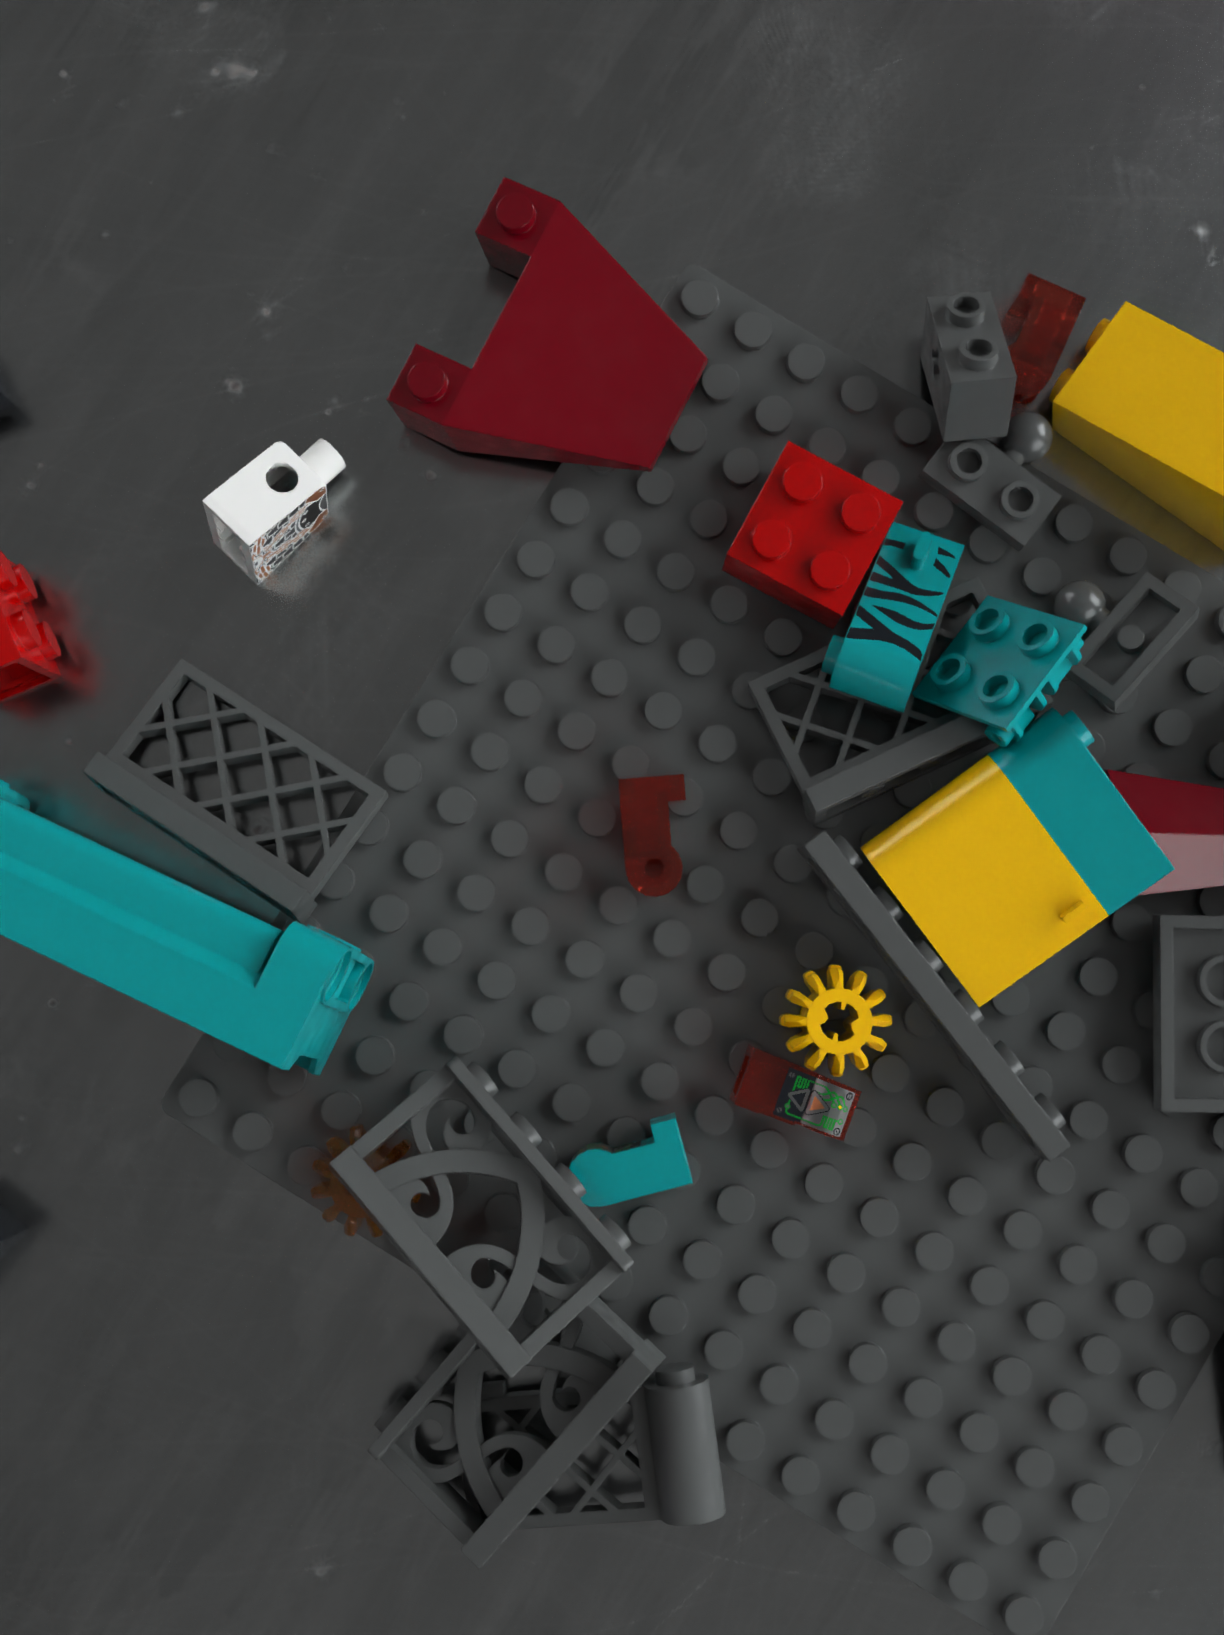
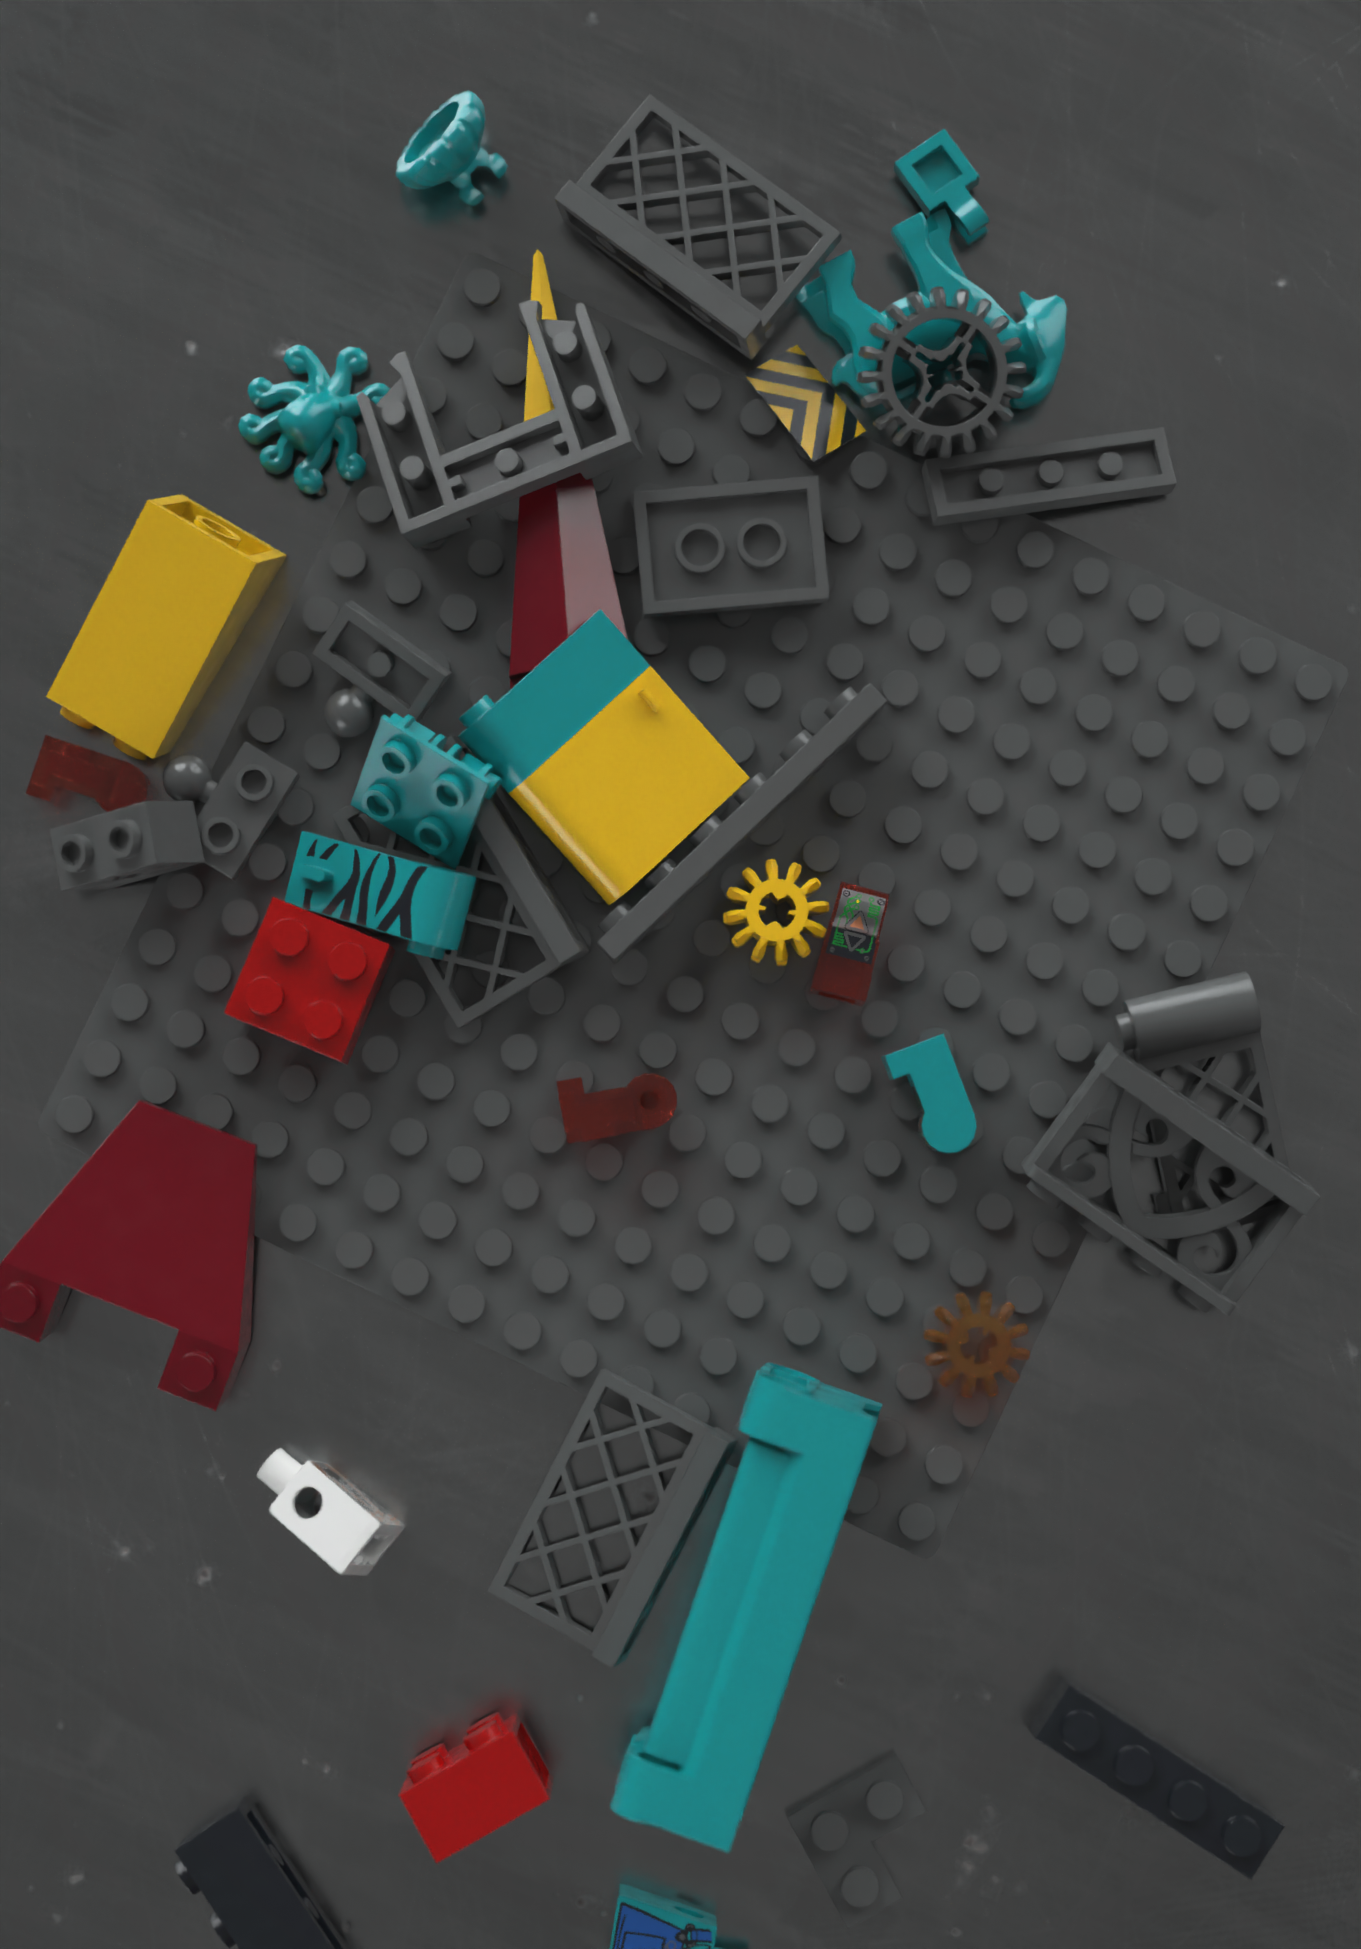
camera: 100 degrees left, 0 degrees up
(488, 1311) = (991, 1318): dark grey fence -> none

